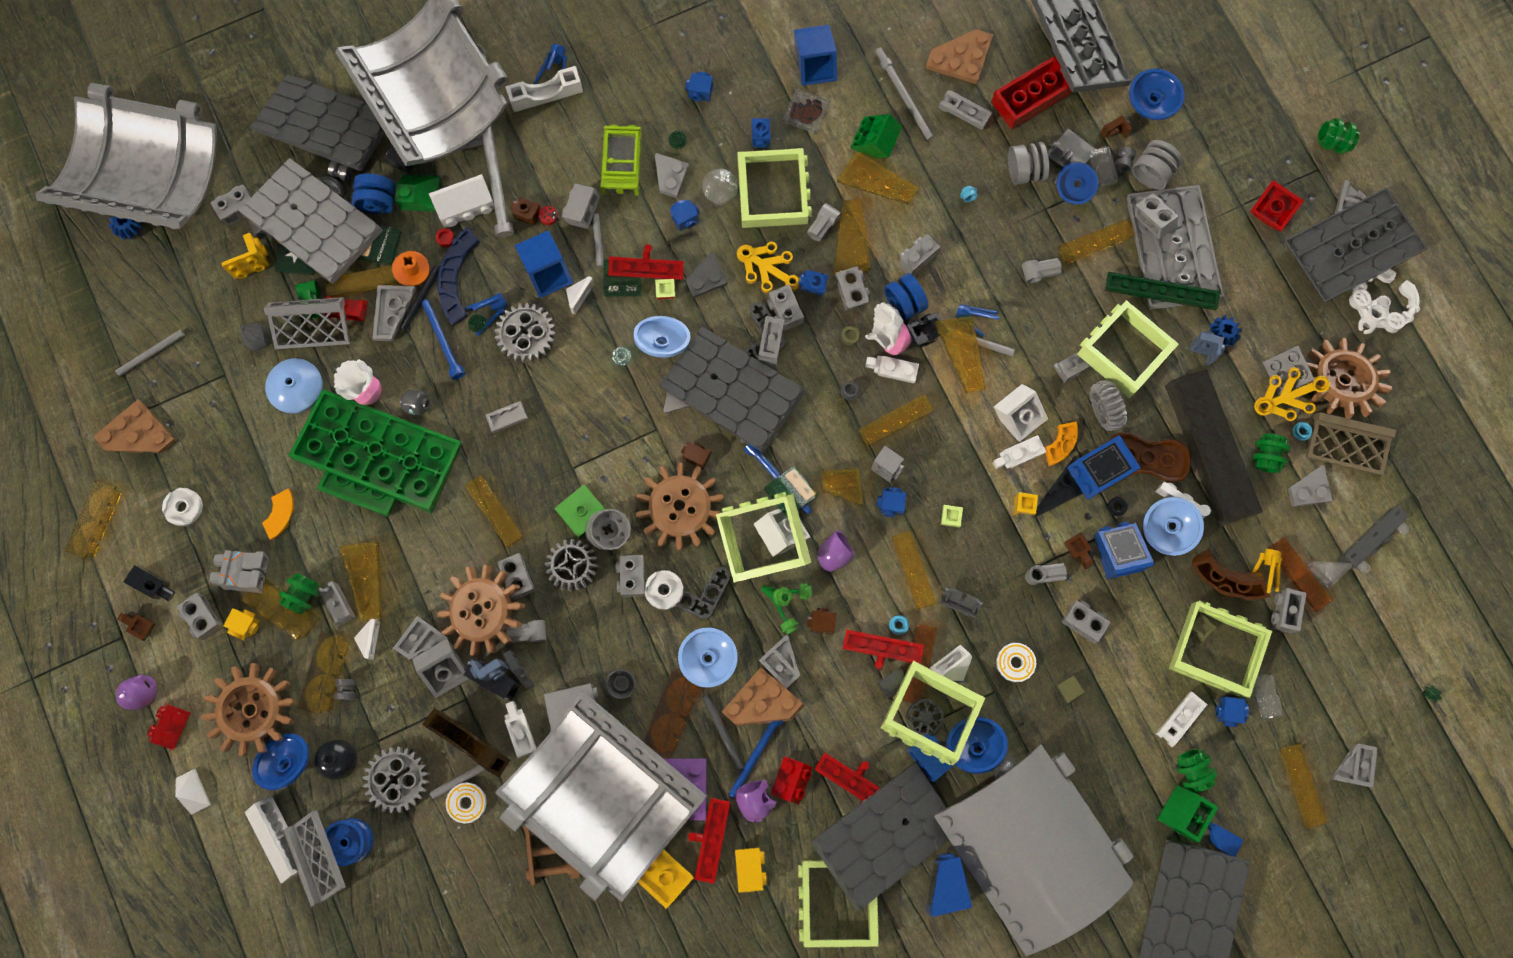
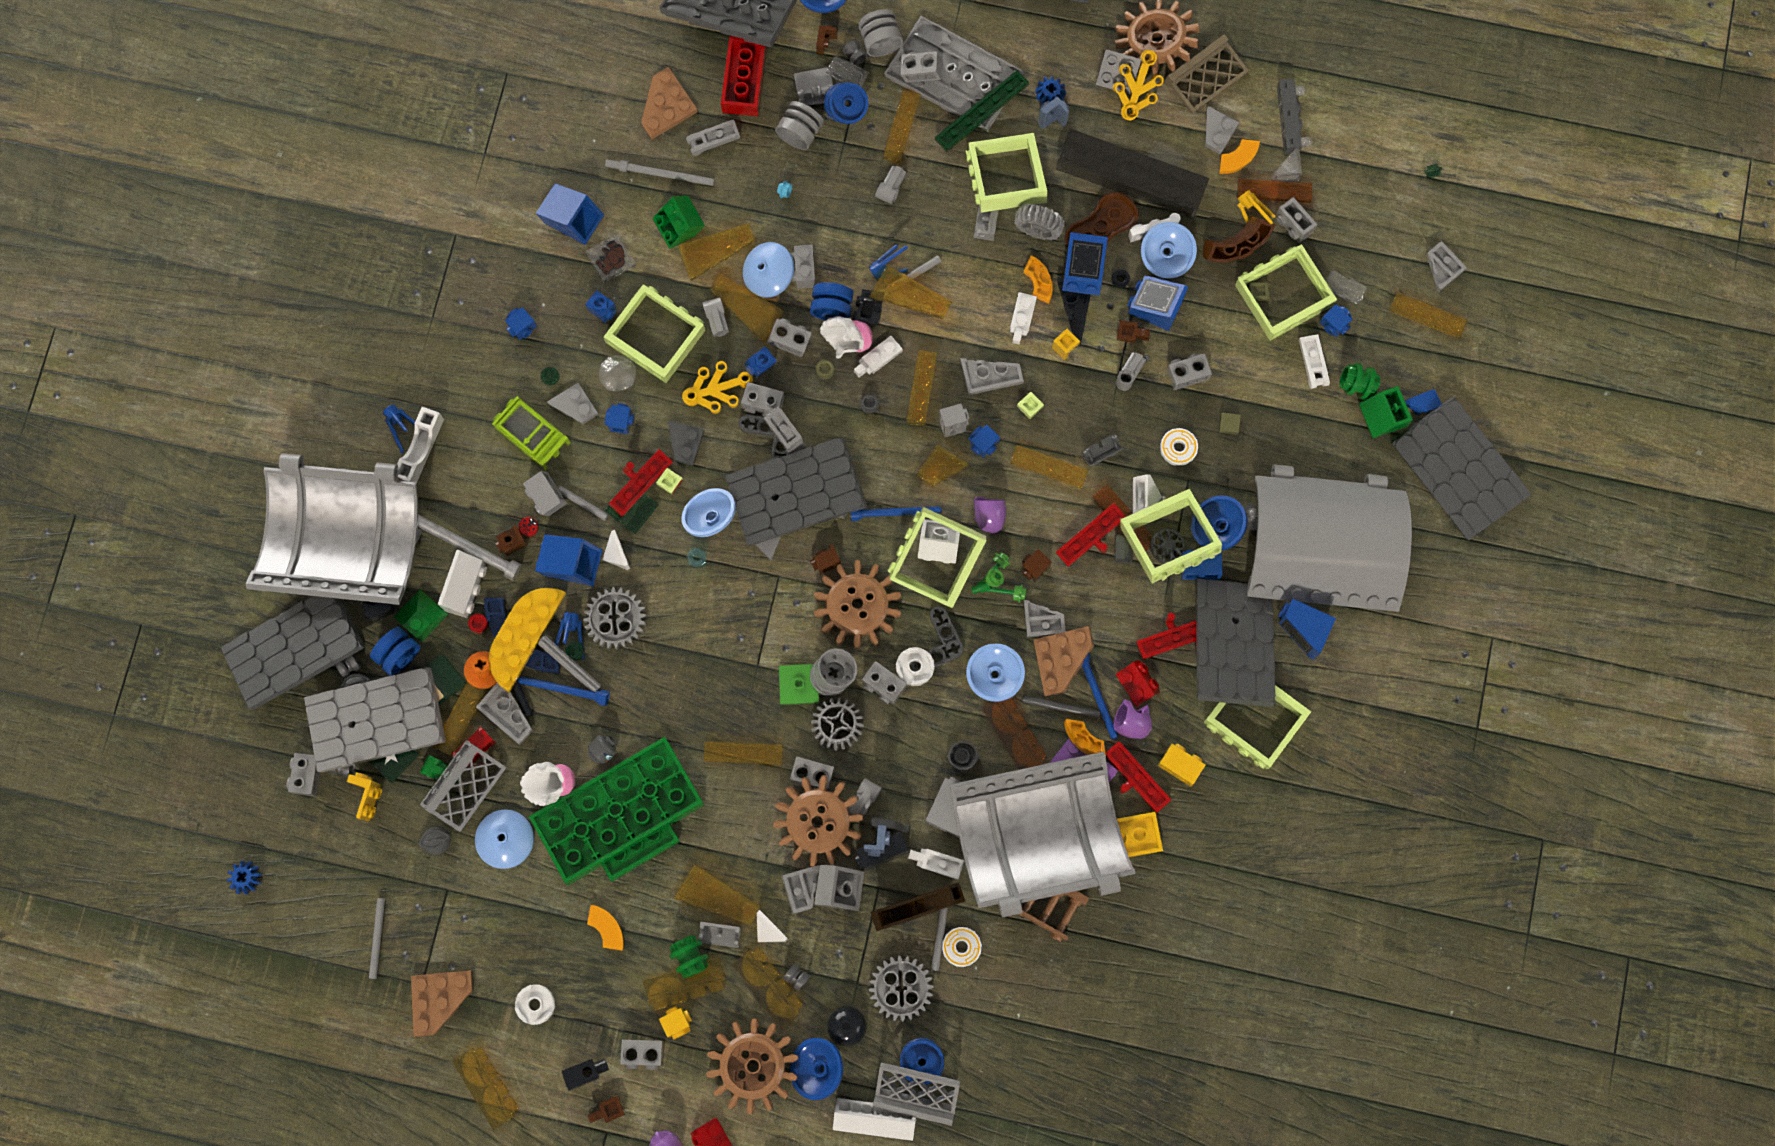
camera: 50 degrees left, 0 degrees up
(136, 160) = (194, 829): flat silver panel -> none
(240, 571) = (631, 992): light grey hips -> none
(459, 274) = (522, 633): none -> yellow plate
(463, 319) = (569, 664): none -> light grey axle
(506, 417) = (673, 685): light grey plate -> none
(708, 772) = (1082, 738): none -> light orange tile
(792, 483) = (908, 504): clear green slope -> none
(893, 231) = (776, 273): none -> light blue dish
(905, 625) = (1082, 505): medium azure plate -> none
(949, 465) = (989, 376): none -> light grey wing
(1021, 412) = (991, 289): white slope -> none
(1271, 453) = (1170, 135): green piece -> none
(1303, 524) = (1239, 158): none -> light orange tile
(1305, 427) = (1170, 95): medium azure plate -> none

